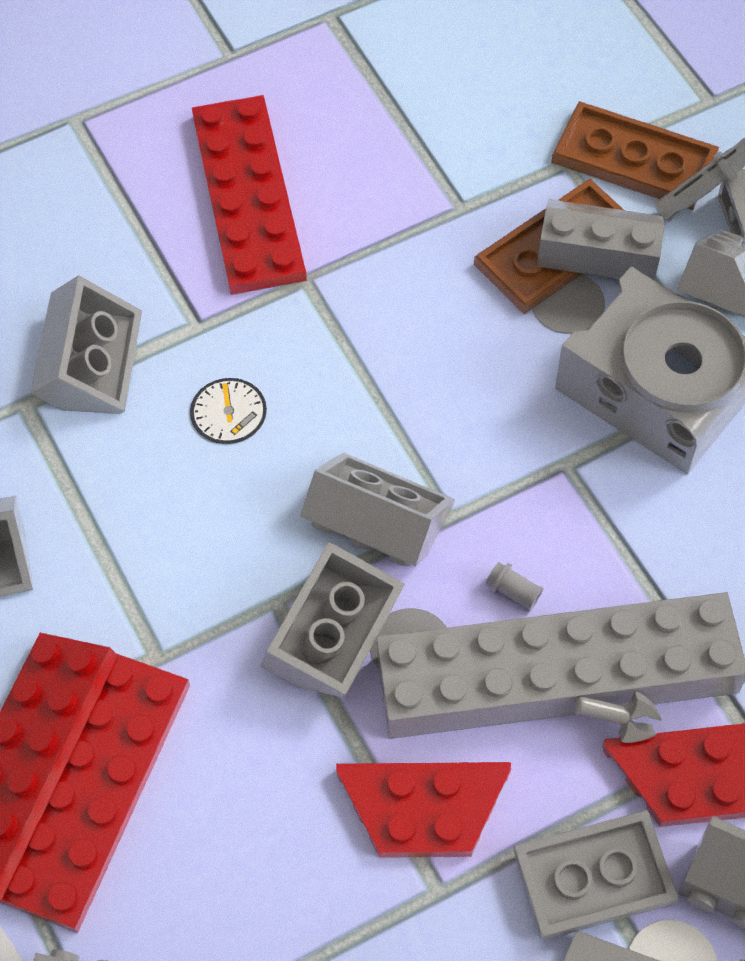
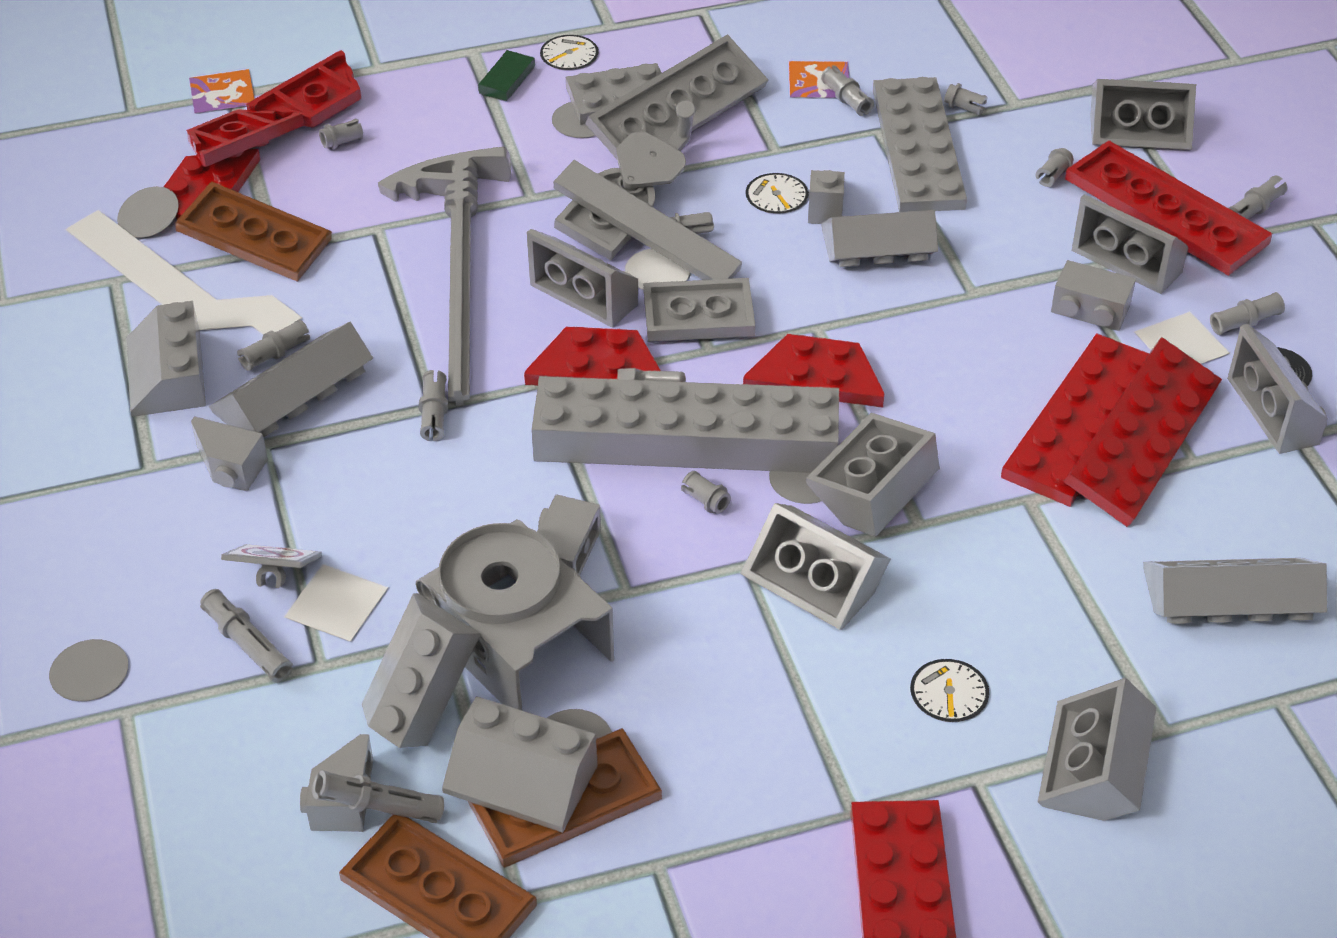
camera: 170 degrees left, 15 degrees down
(646, 490) = (571, 528): none -> light grey brick

